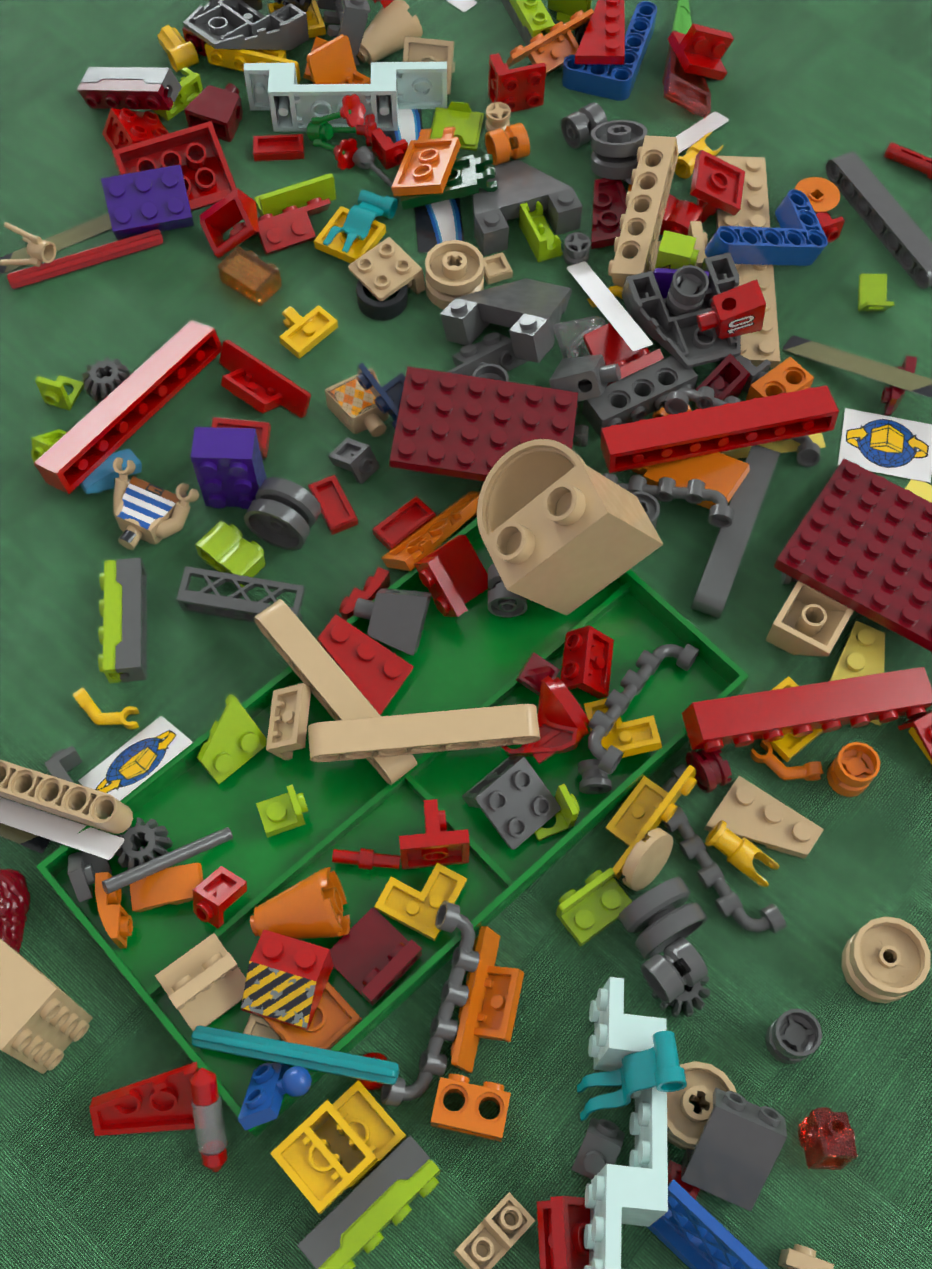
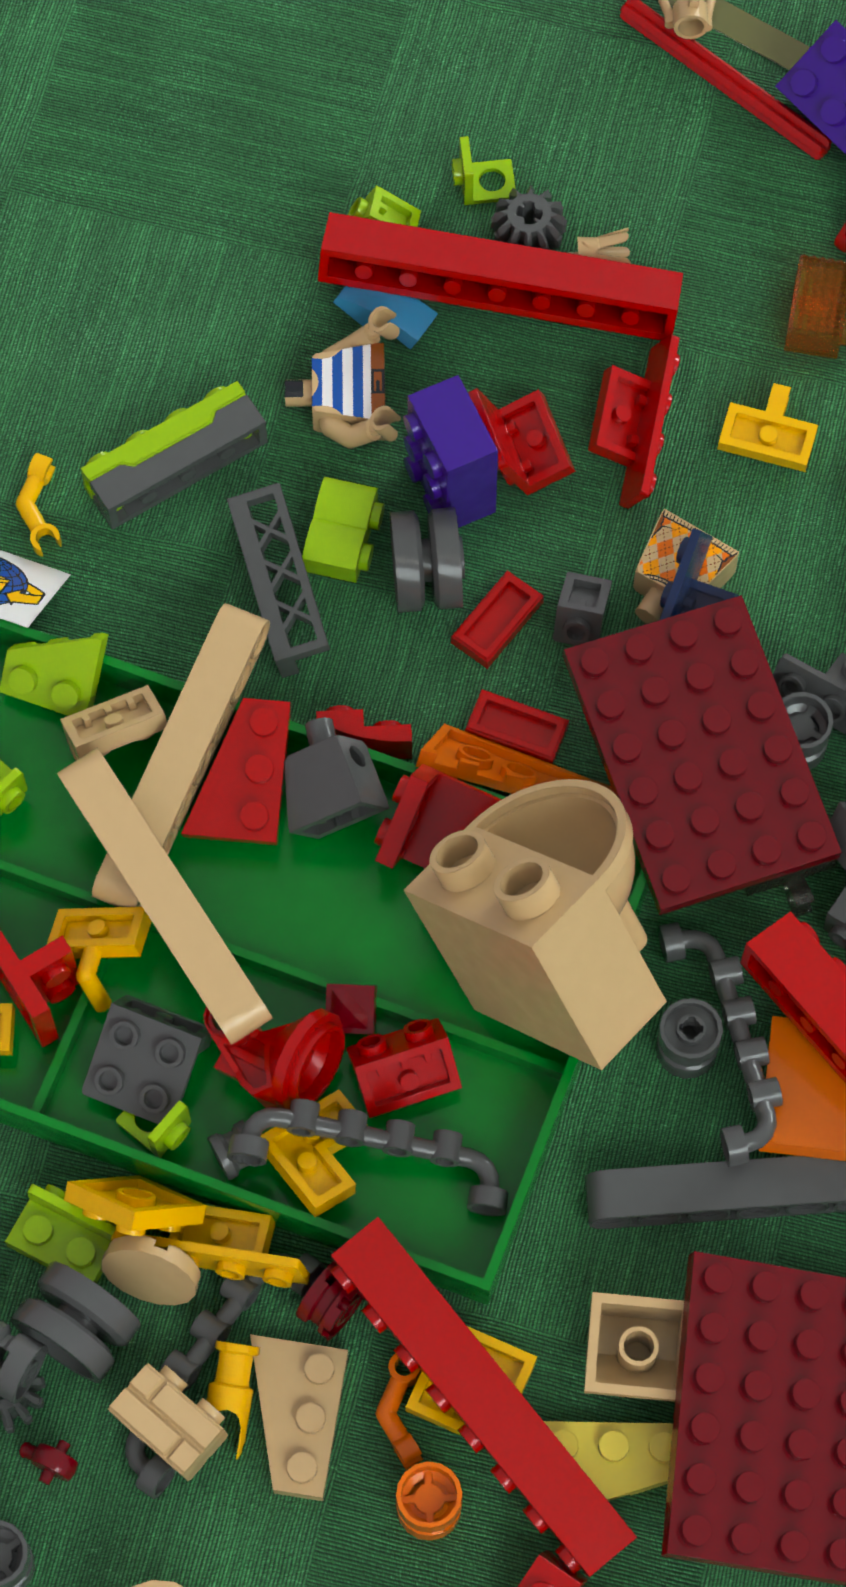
camera: 65 degrees right, 5 degrees up
(145, 351) = (603, 247): none -> tan piece
(422, 784) = (98, 935): none -> yellow plate
(604, 847) = (134, 1204): none -> yellow plate
(737, 977) = (51, 1460): none -> dark red piece
(751, 889) = (169, 1420): none -> tan brick

